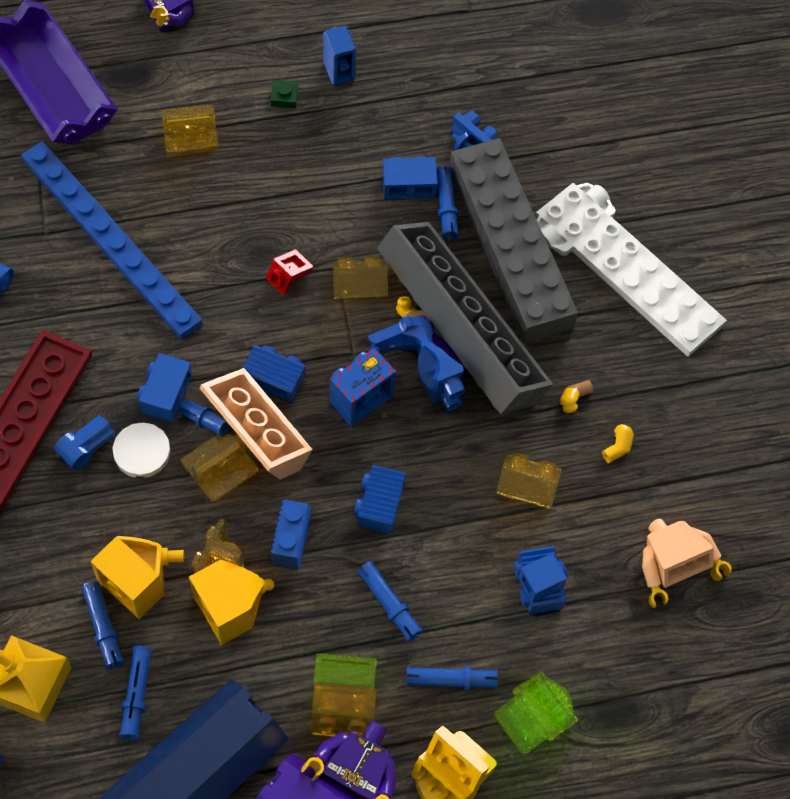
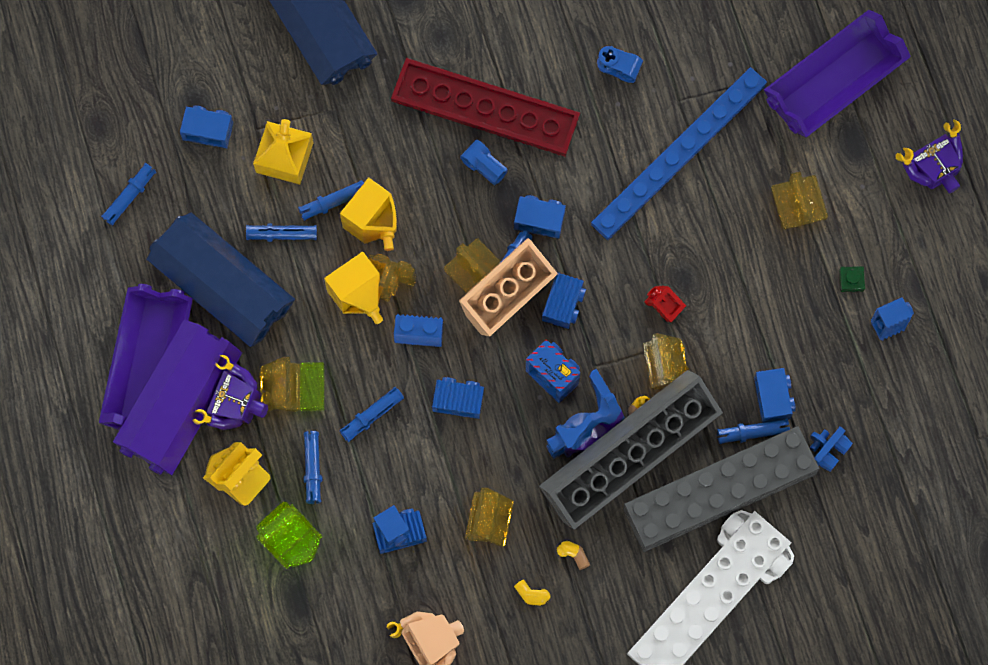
camera: 90 degrees right, 10 degrees up
(141, 450) = (484, 207): white tile -> none

